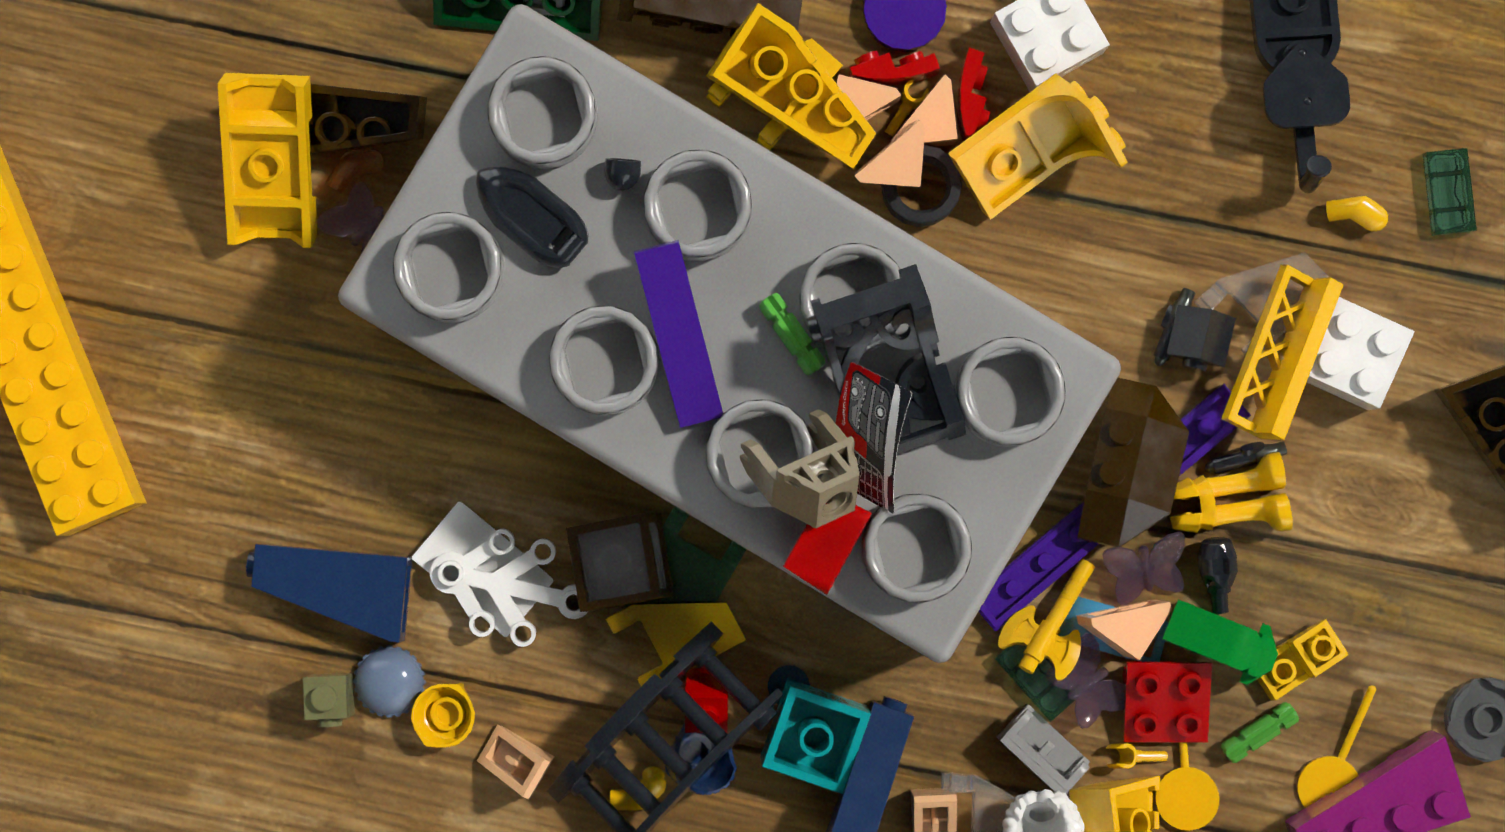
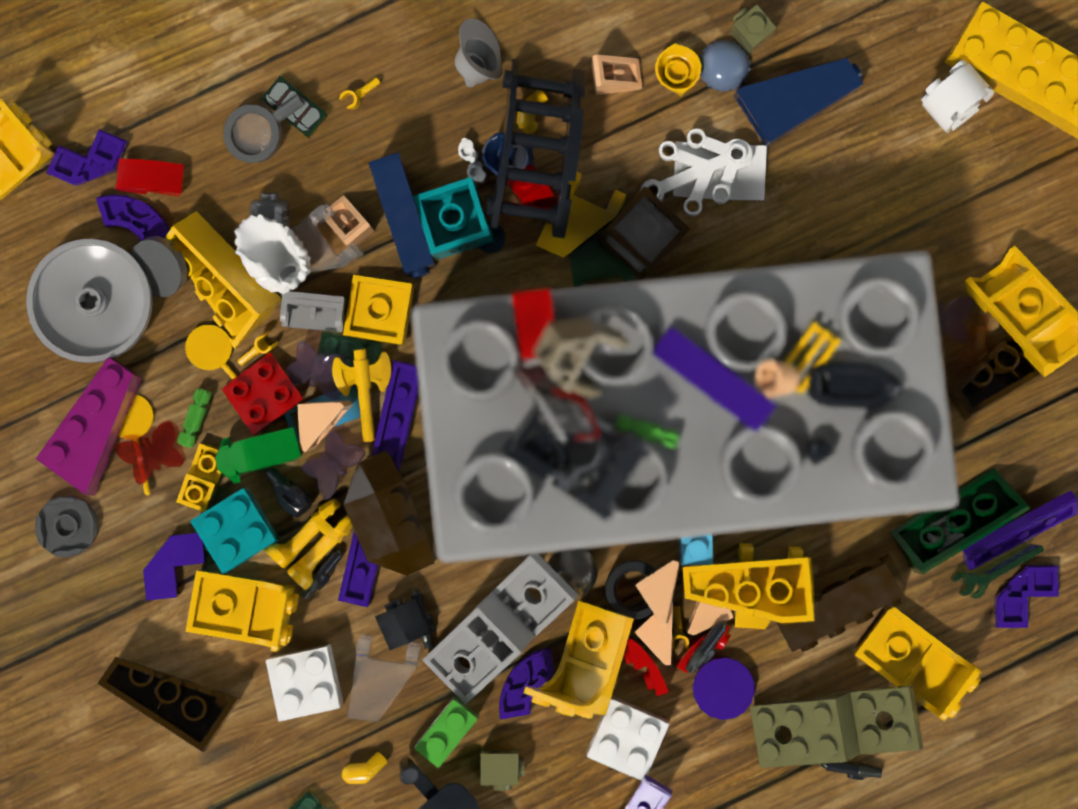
camera: 145 degrees right, 0 degrees up
(165, 452) = (956, 97): none -> white brick
(540, 268) = (824, 335): none -> yellow tile
(611, 282) = (776, 378): none -> light nougat hat
(747, 774) = (475, 168): none -> white piece
(828, 170) = (696, 550): none -> medium azure brick
(894, 61) = (706, 648): none -> piece
(969, 246) = (579, 567): none -> clear smoke helmet
(970, 698) = (378, 310): none -> yellow plate
(1099, 251) = (500, 627): none -> light grey bracket
(1105, 182) = (529, 672): none -> dark purple tile
(1208, 102) = (501, 768): none -> olive brick
(1238, 185) = (446, 731): none -> bright green brick
(1295, 356) = (337, 651): yellow fence -> none
(1307, 574) = (235, 530): none -> teal brick
(1337, 726) = (153, 455): none -> clear red piece
(1362, 483) = (242, 609): none -> yellow bracket
(1419, 592) = (161, 573): none -> dark purple tile

